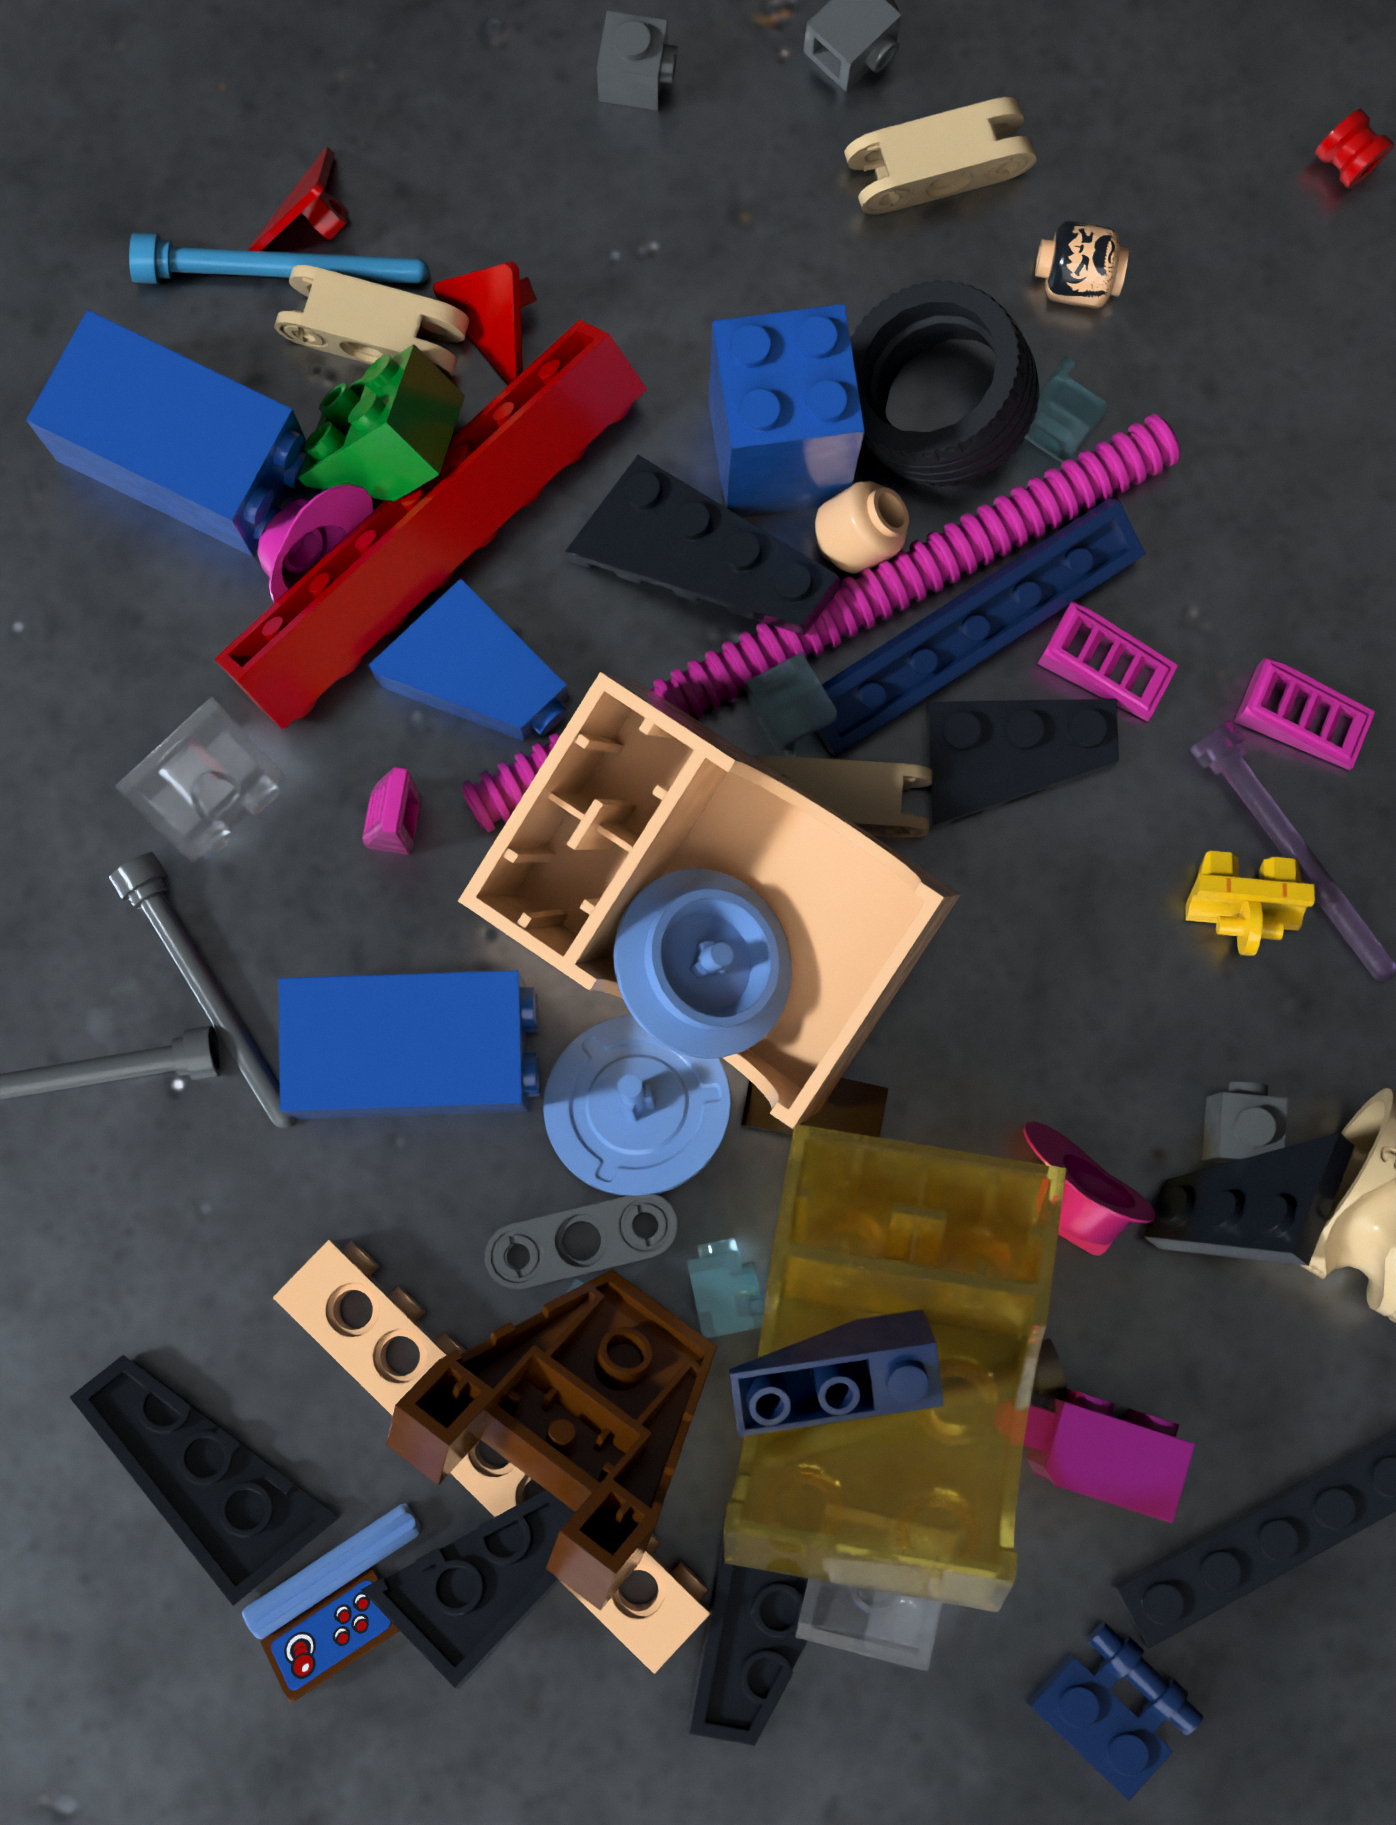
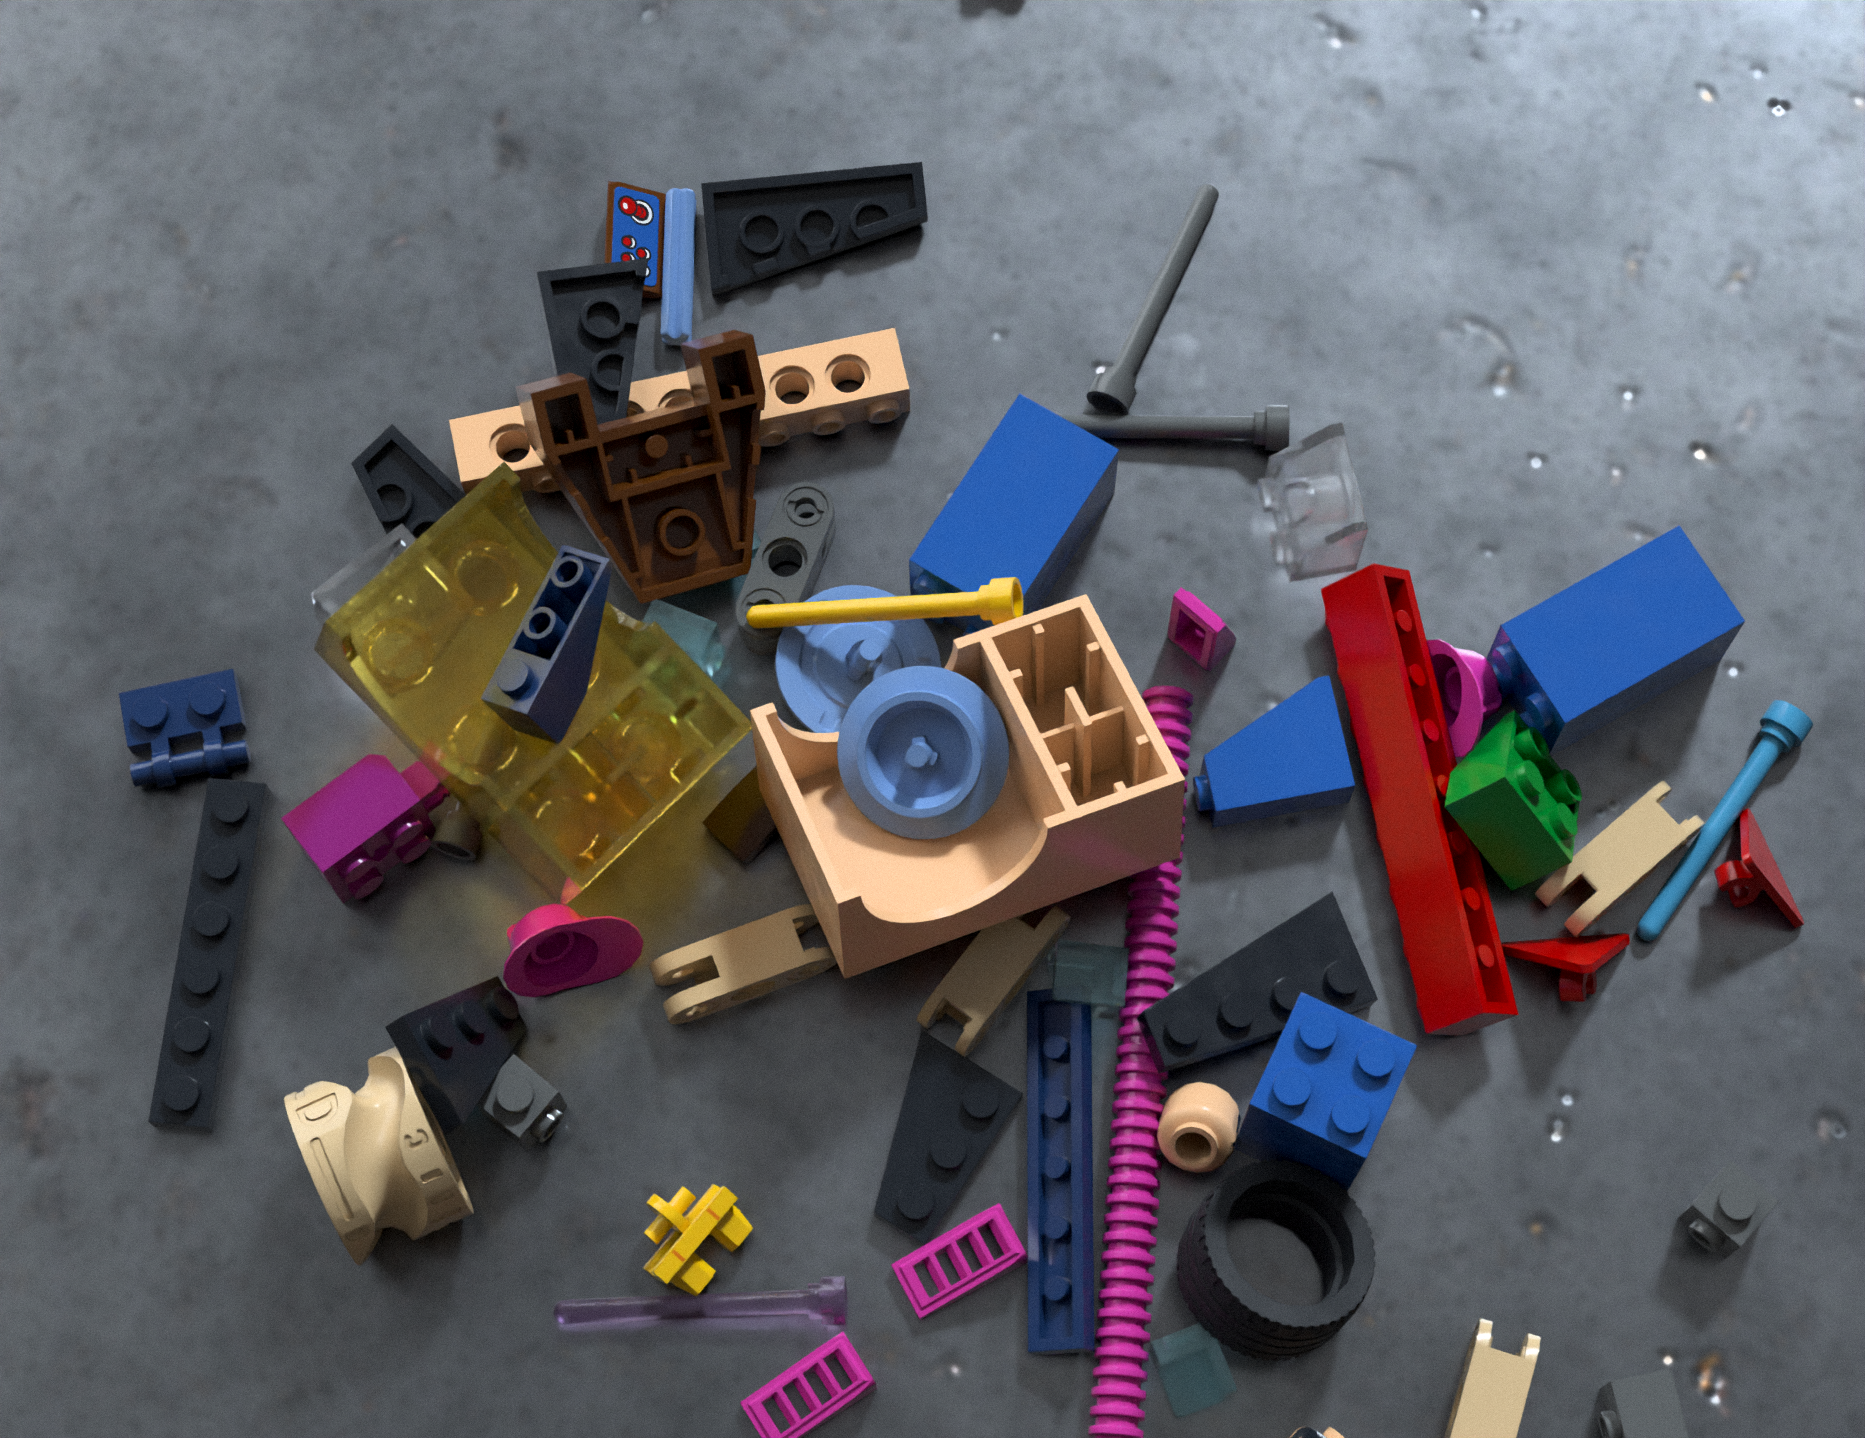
camera: 130 degrees right, 10 degrees down
(516, 987) = (995, 602): none -> yellow piece
(986, 1022) = (740, 964): none -> tan piece

